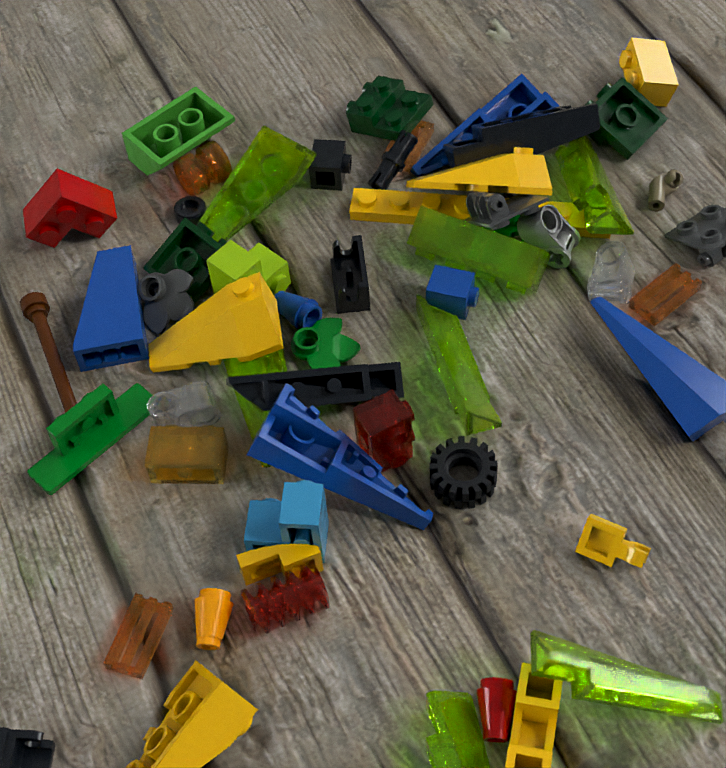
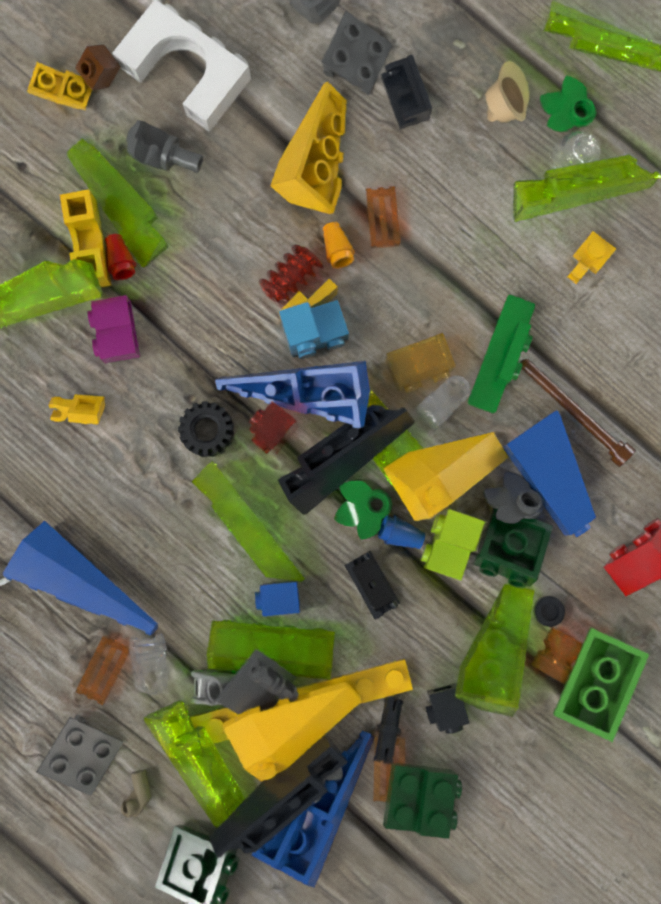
camera: 155 degrees right, 30 degrees up
(533, 606) = (114, 329): none -> magenta brick

